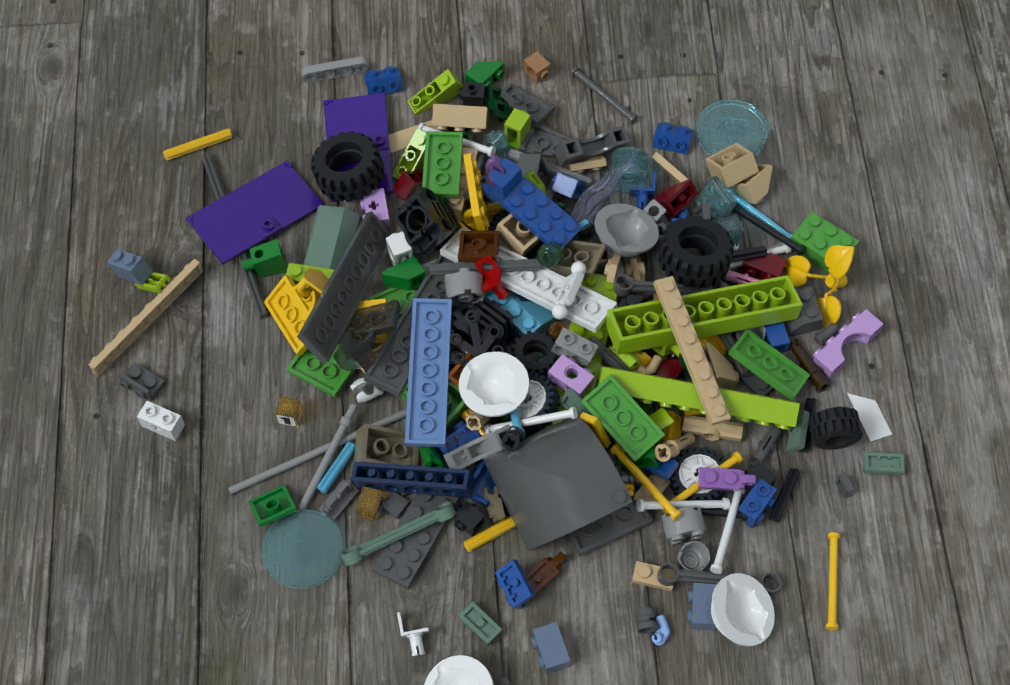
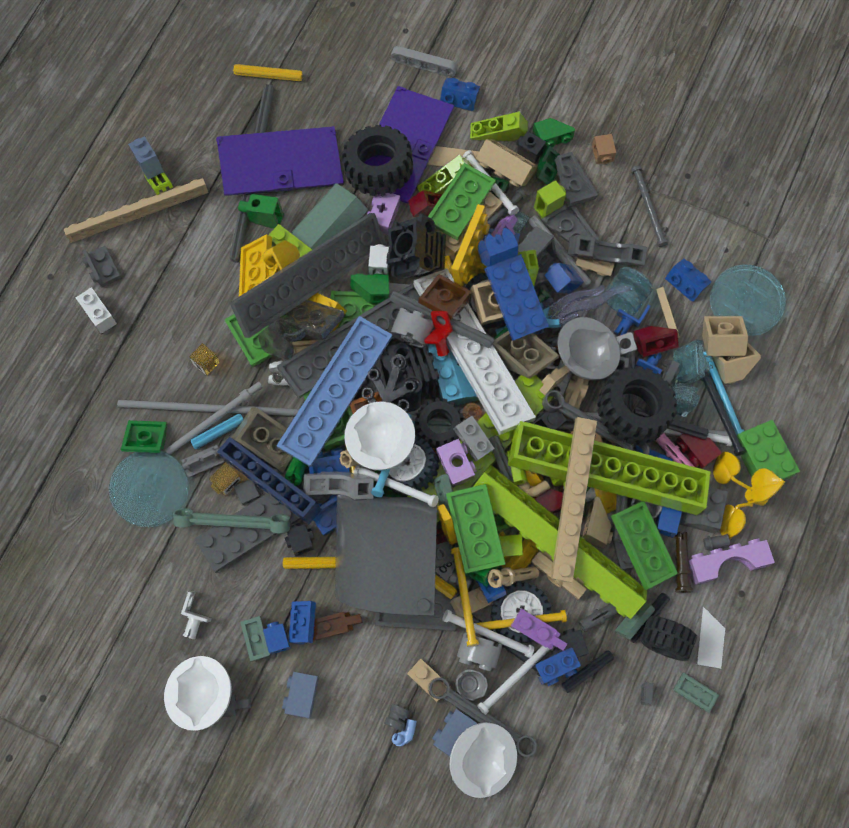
camera: 25 degrees right, 10 degrees up
(495, 508) = (326, 544): dark tan plate -> none
(497, 140) = (526, 202): clear light blue gear -> none
(499, 611) = (276, 638): none -> blue brick
(512, 438) = (364, 497): black bush -> none
(550, 254) = (503, 339): clear green head -> none
(569, 289) = (498, 382): white plate -> none
(833, 564) = (583, 775): yellow bar -> none

